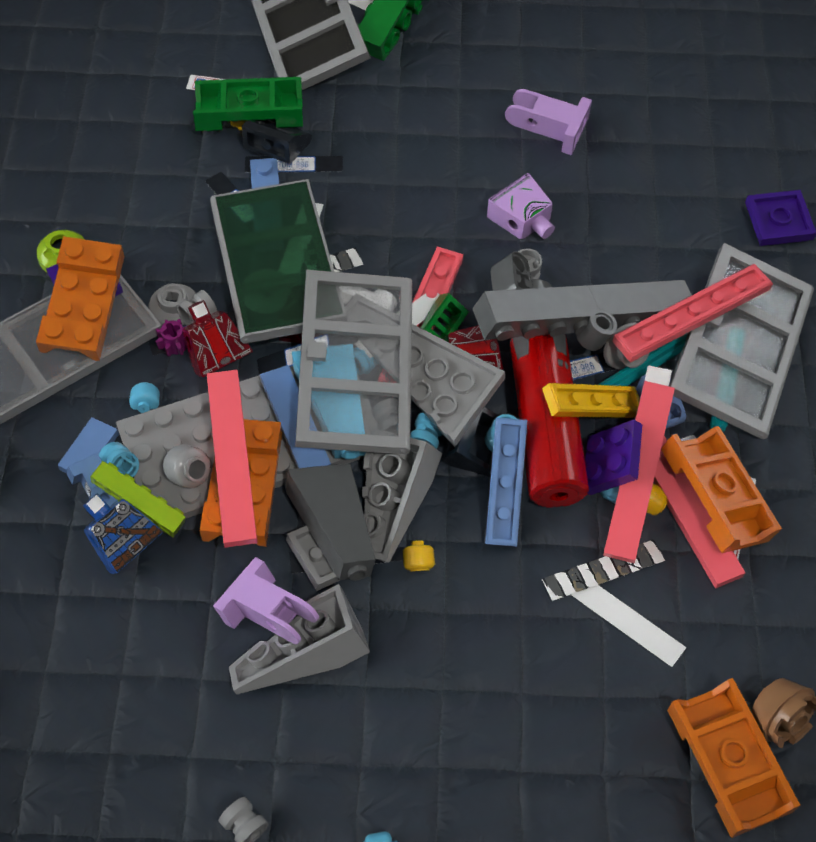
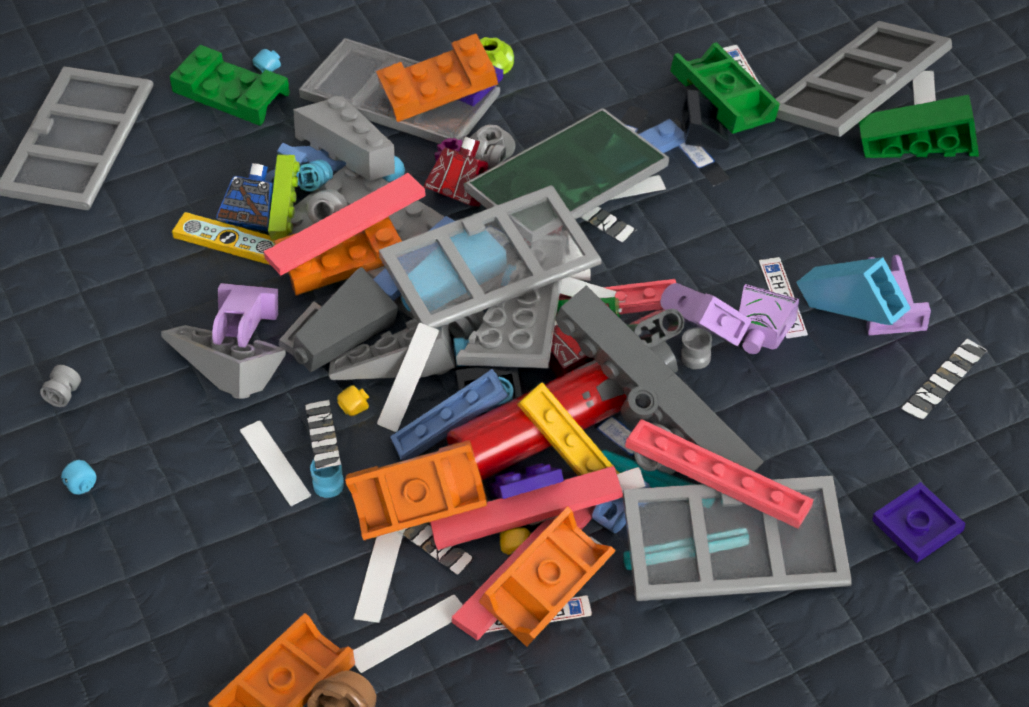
camera: 65 degrees right, 10 degrees down
(94, 408) = (346, 136): none -> light grey wedge
(138, 577) = (223, 237): none -> tile
(439, 493) = (408, 377): none -> white sticker
(453, 657) = (275, 463): none -> white sticker
(459, 597) = (322, 434): none -> sticker
(477, 182) = (778, 283): none -> white sticker
(505, 240) = (706, 312): none -> lavender piece
(509, 609) = (327, 481): none -> medium azure wheel
(550, 131) = (856, 290): none -> medium azure slope
(589, 546) = (417, 490): none -> orange piece
(644, 133) = (944, 379): none -> sticker
(708, 628) = (406, 634): none -> white sticker

